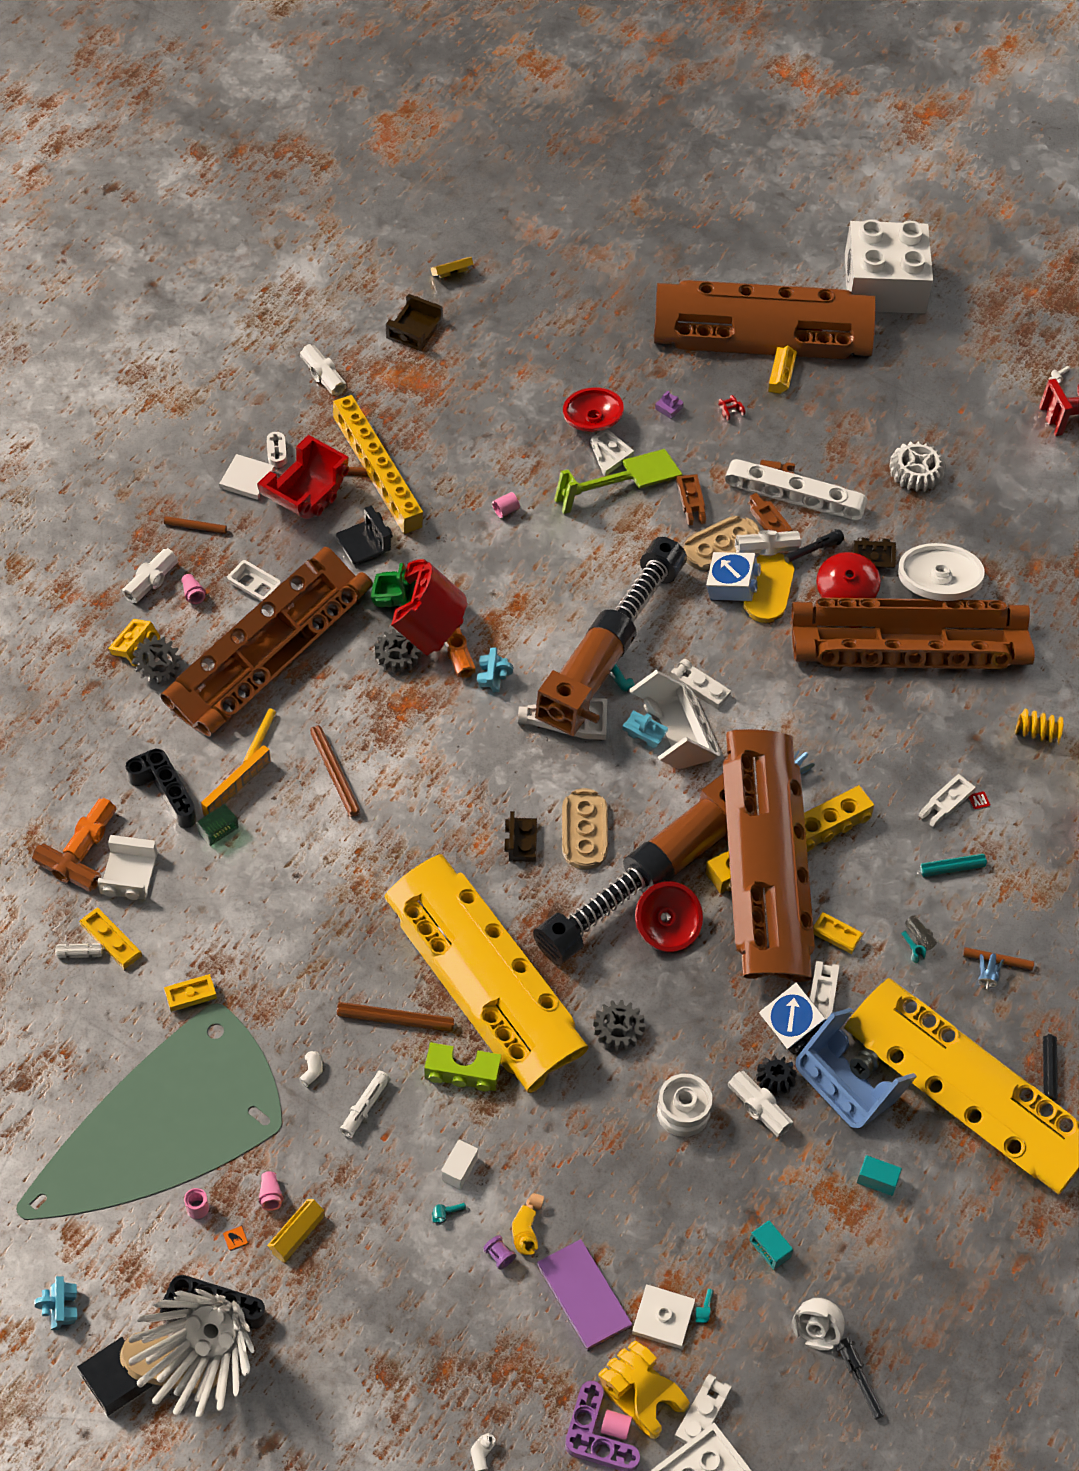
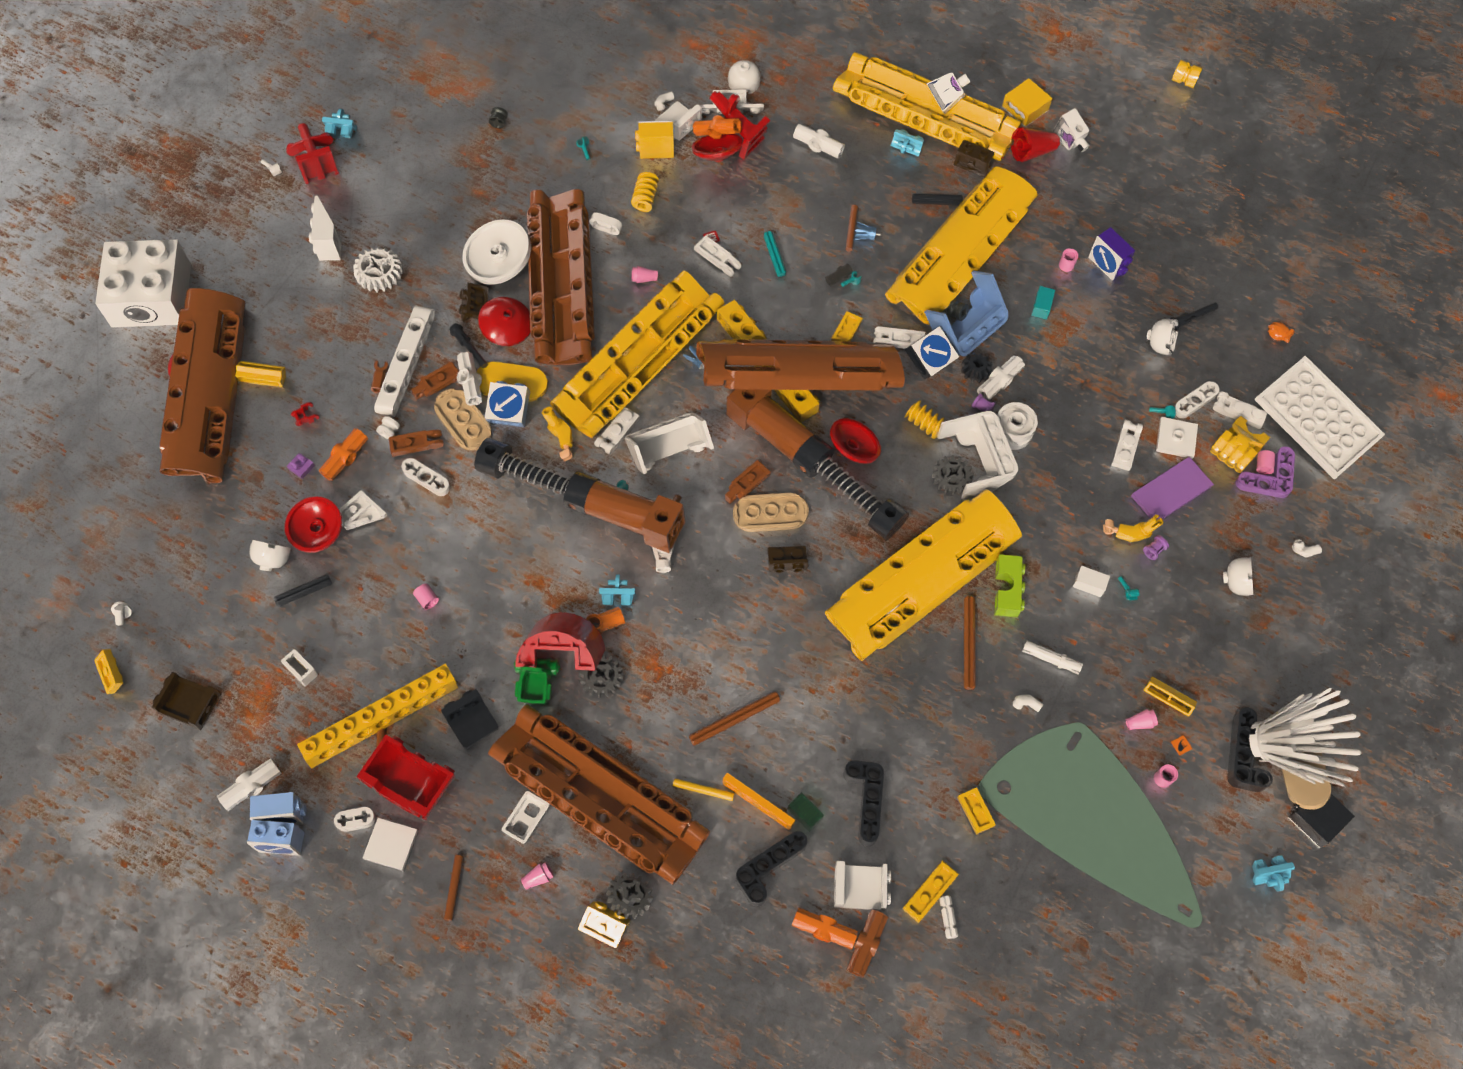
camera: 95 degrees left, 10 degrees up
(150, 575) = (523, 920): white piece -> none
(187, 883) = (867, 803): none -> black beam
(263, 384) = (275, 837): none -> light blue piece
(290, 384) = (278, 808): none -> light blue piece
(438, 405) = (299, 667): none -> white piece
(444, 1349) = (1239, 576): none -> white cylinder
(513, 272) = (121, 611): none -> white plate
(524, 408) = (302, 590): none -> black axle
(564, 376) = (268, 555): none -> white cylinder
(625, 805) = (747, 481): none -> dark orange hinge
(643, 469) = (381, 480): lime piece -> none
(645, 728) = (672, 467): medium azure hips -> none
(649, 516) = (429, 484): none -> white beam
(655, 1248) = (1126, 445): none -> white plate
(675, 1058) = (992, 446): none -> white windscreen
(679, 437) = (343, 454): none -> orange piece
(698, 1003) = (924, 419): none -> yellow piece
(700, 629) = (561, 430): none -> yellow arm
(706, 1342) = (1199, 392): none -> white beam
(709, 474) = (388, 427): none -> white wheel
(720, 1077) = (983, 404): none -> medium lavender bush
(771, 1245) = (1110, 369): teal piece -> none
(804, 706) = (636, 355): none -> yellow panel
(915, 719) = (642, 275): none -> bright pink cone
(954, 1212) = (1068, 260): none -> bright pink beam
(955, 1271) = (1111, 254): none -> piece
(964, 414) = (323, 235): none -> white slope
(990, 685) = (605, 223): none -> white beam

